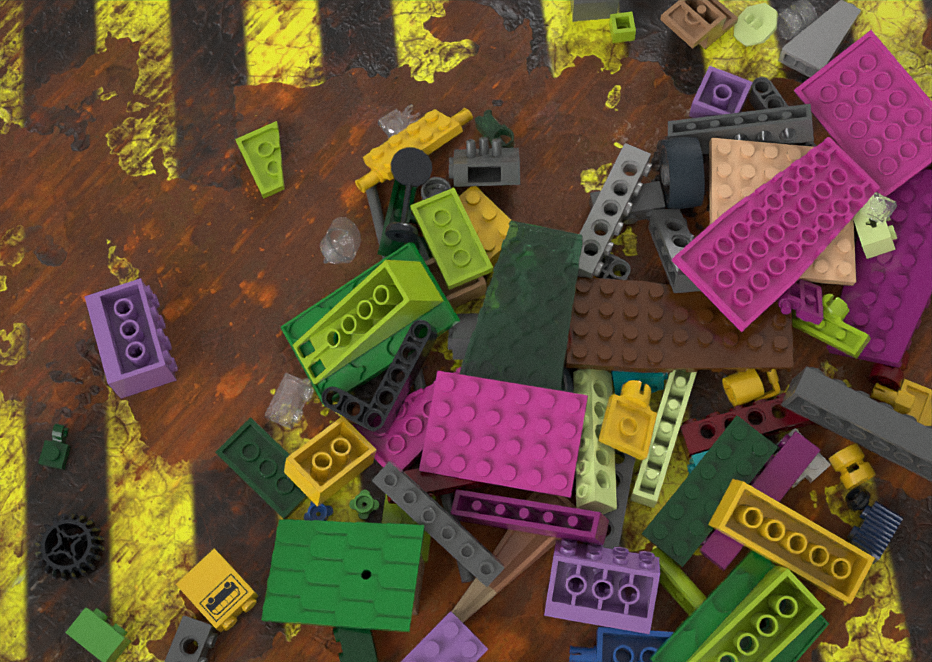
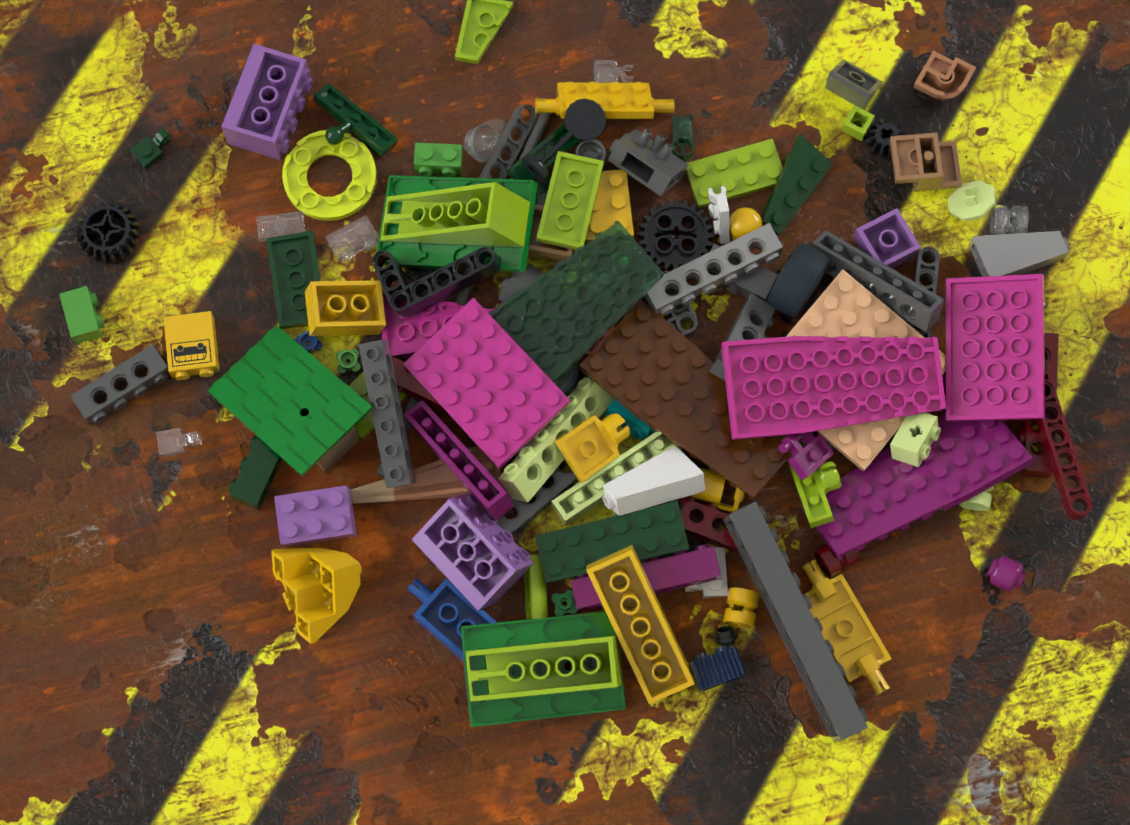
camera: 30 degrees right, 5 degrees up
(211, 335) = (329, 208): none -> neon yellow plate
(216, 303) = (353, 119): none -> dark green plate
(218, 433) = (280, 225): none -> clear plate
(312, 284) = (438, 159): none -> bright green brick
(356, 231) = (507, 142): none -> dark grey beam
(539, 195) = (675, 216): none -> black gear
(558, 131) = (738, 170): none -> lime plate
(578, 166) = (720, 213): none -> white plate
(599, 163) = (743, 222): none -> yellow helmet
(612, 104) = (799, 178): none -> dark green wing
(649, 25) = (881, 131): none -> black gear
(699, 573) = (560, 609): none -> green plate
(705, 414) = (654, 483): none -> white slope
(879, 208) = (928, 424): clear plate -> none

